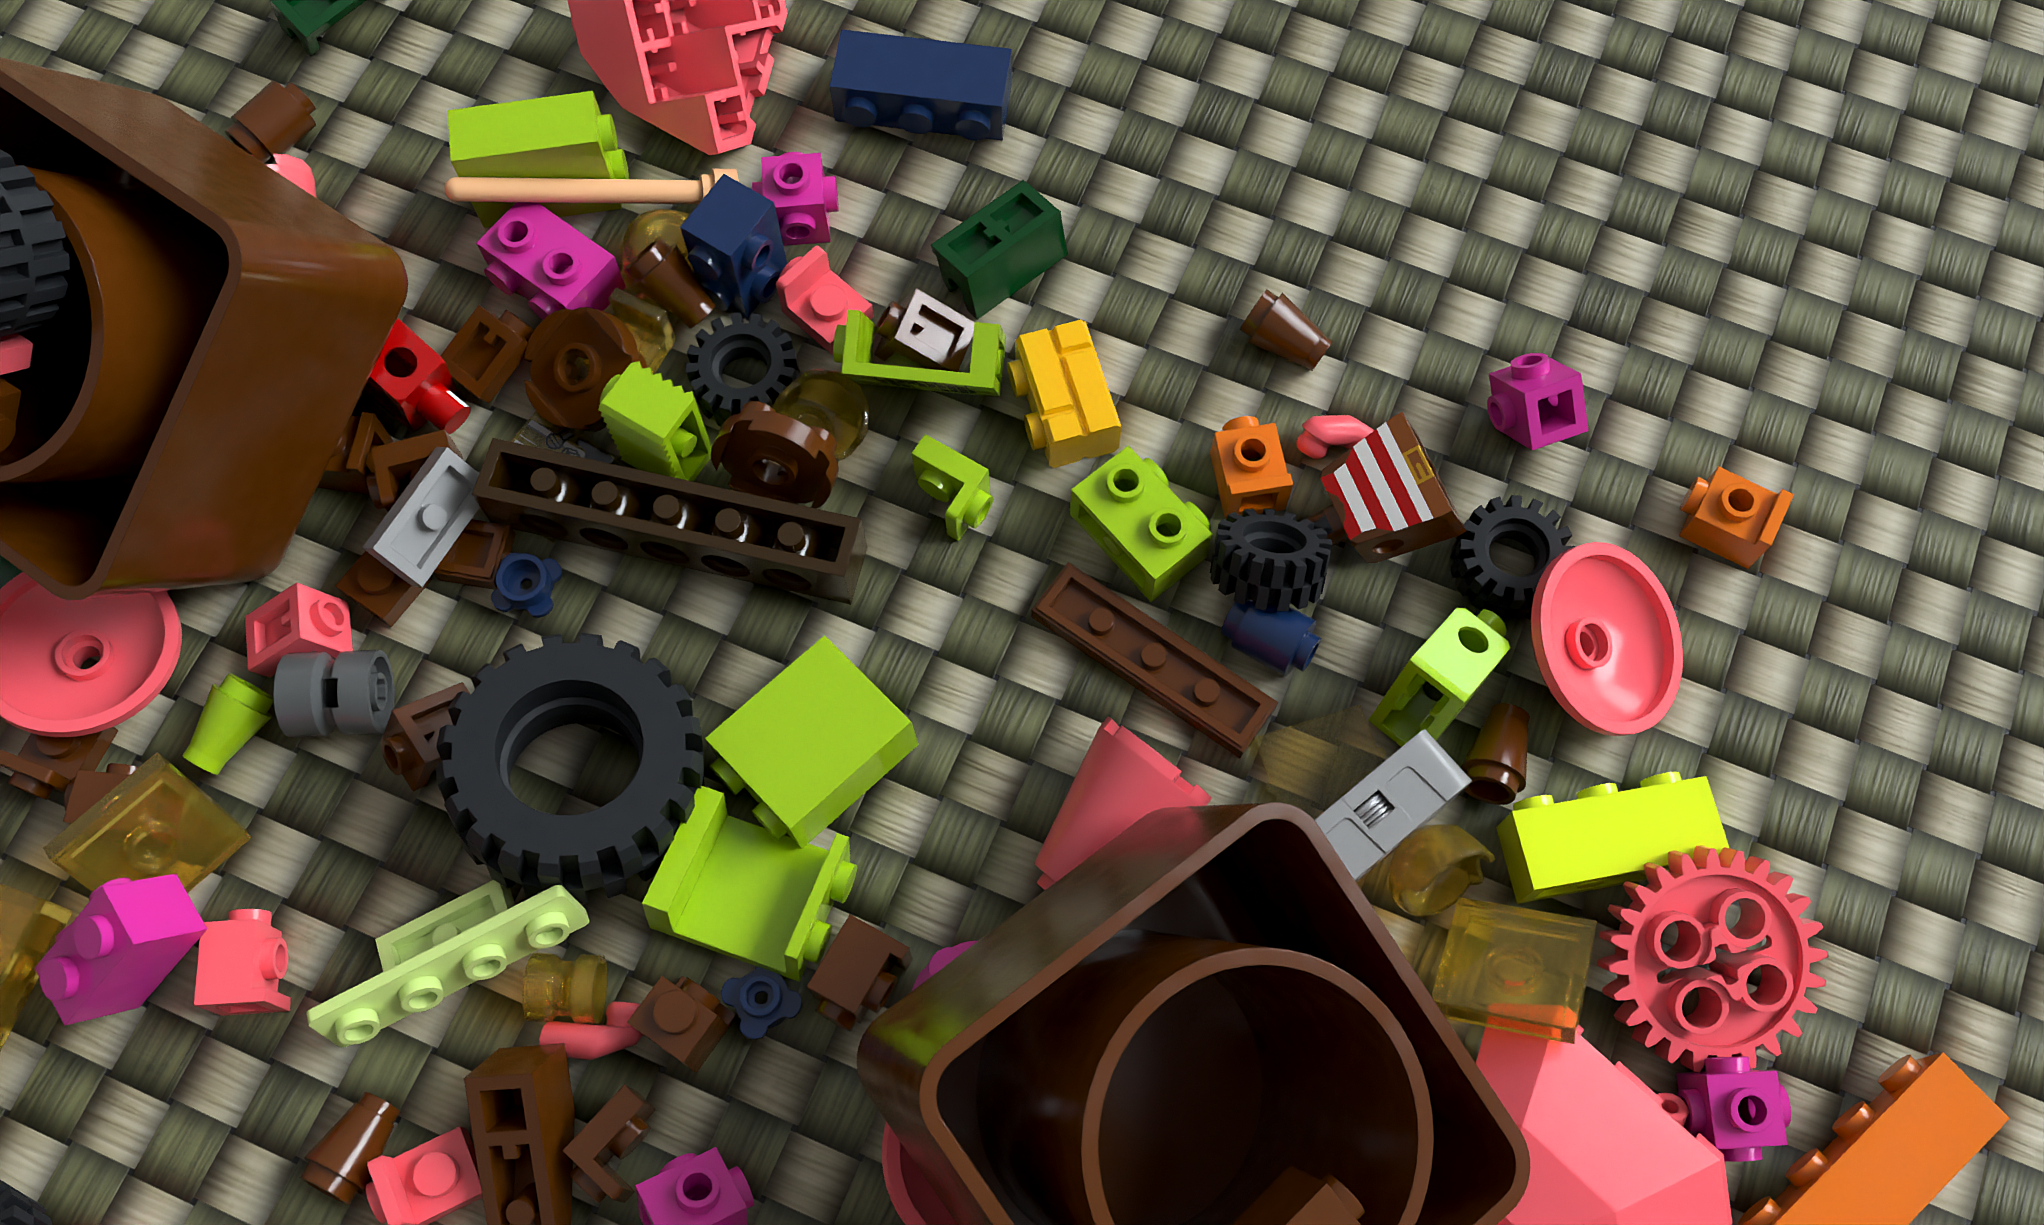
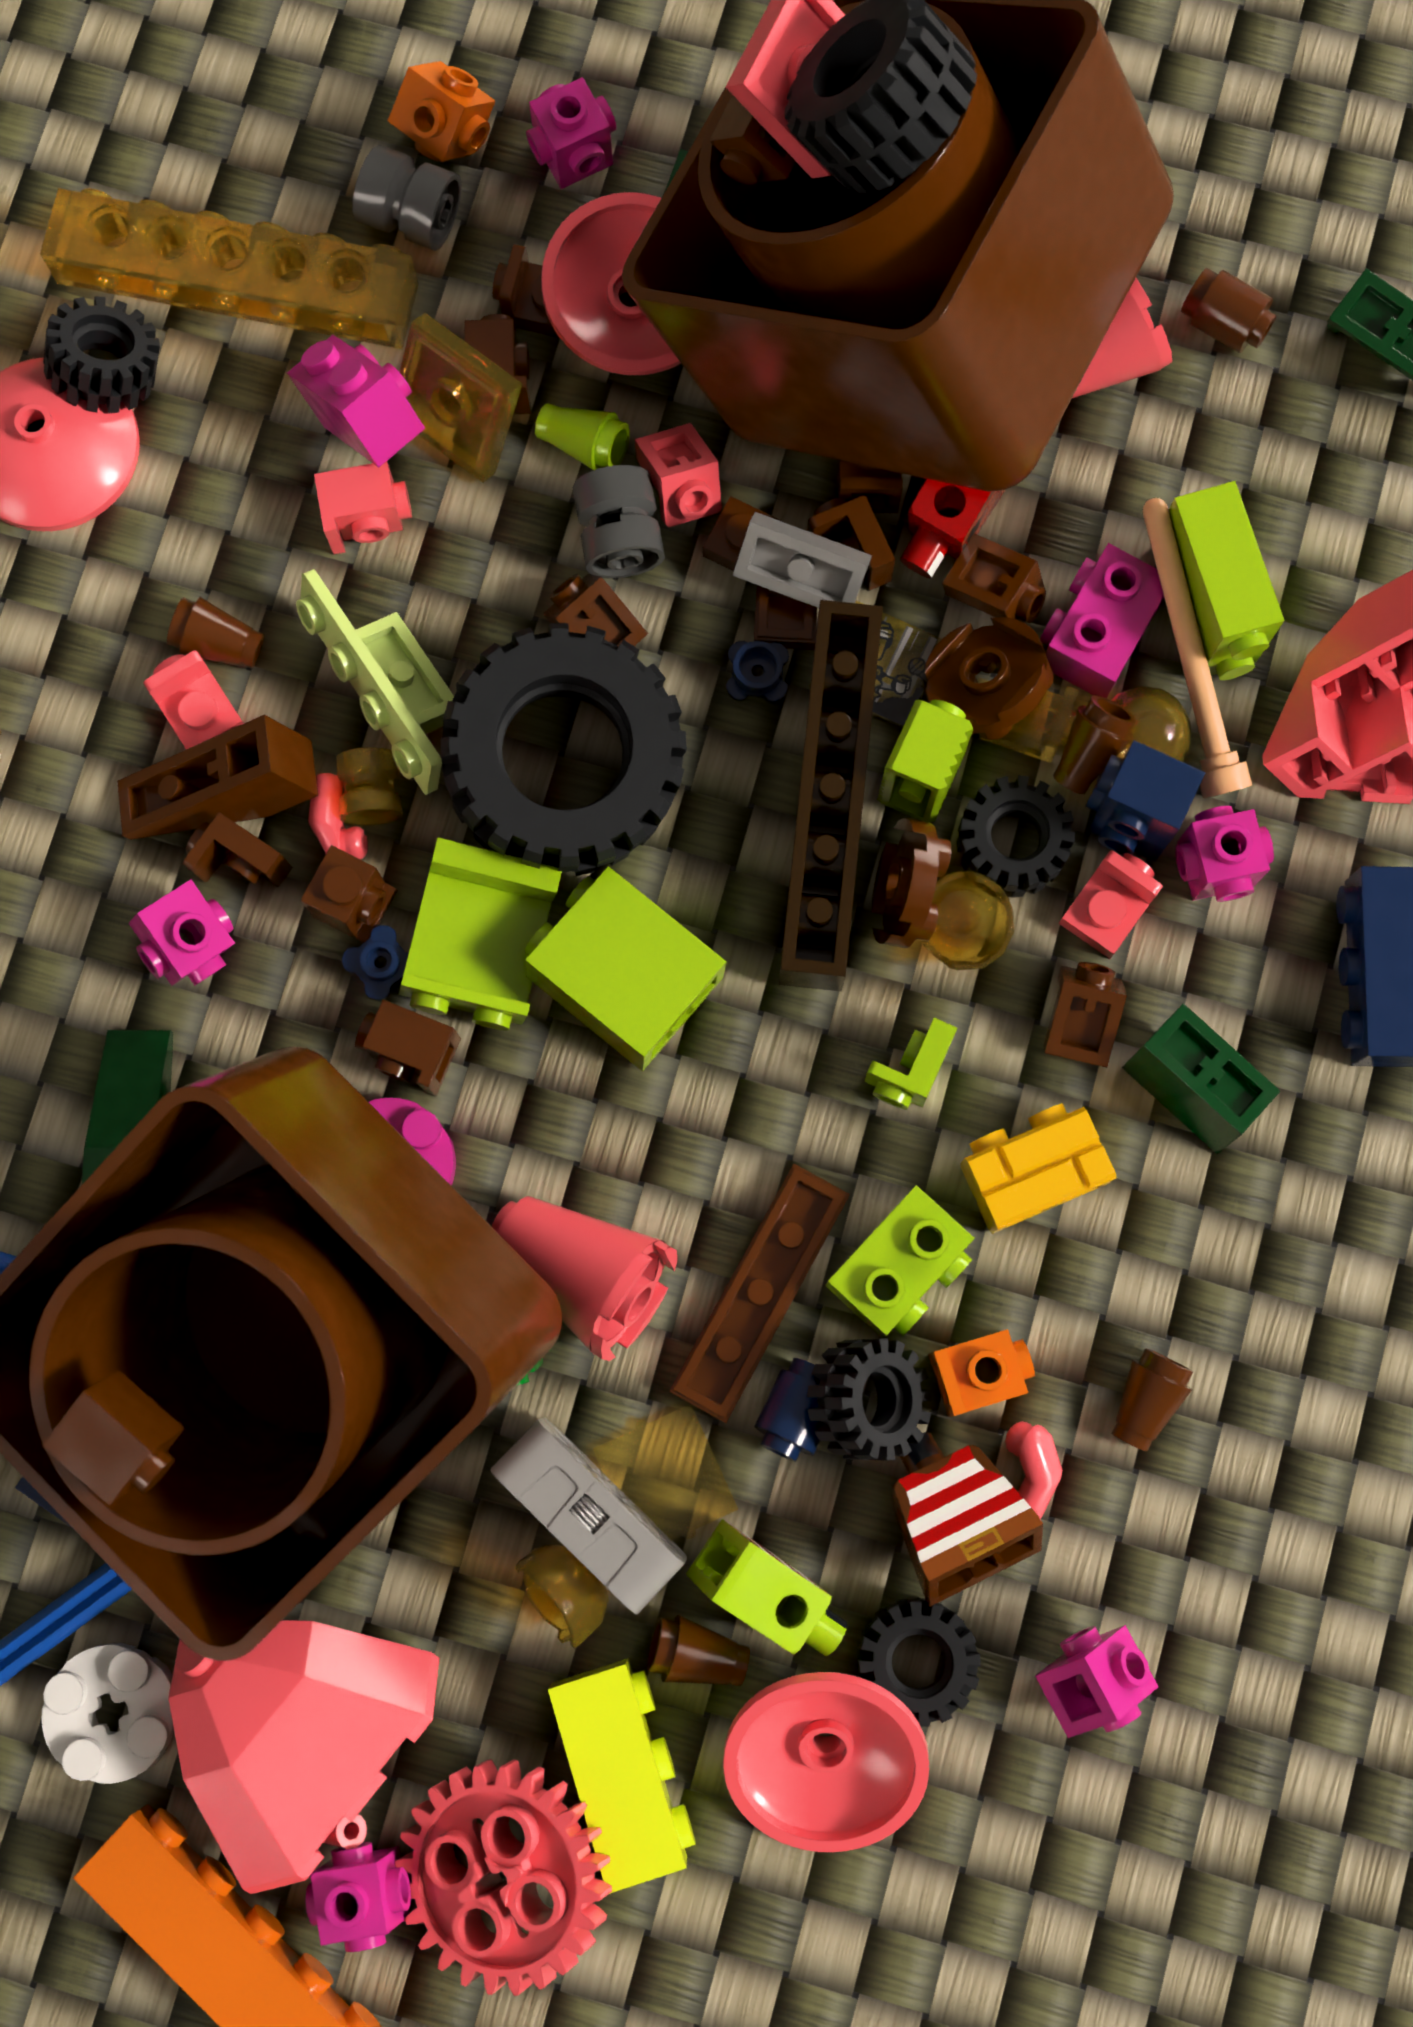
camera: 85 degrees right, 10 degrees up
(855, 346) = (1020, 1013): lime panel -> none
(1515, 969) = (469, 1673): clear yellow tile -> none
(1733, 516) = (975, 1925): orange brick -> none

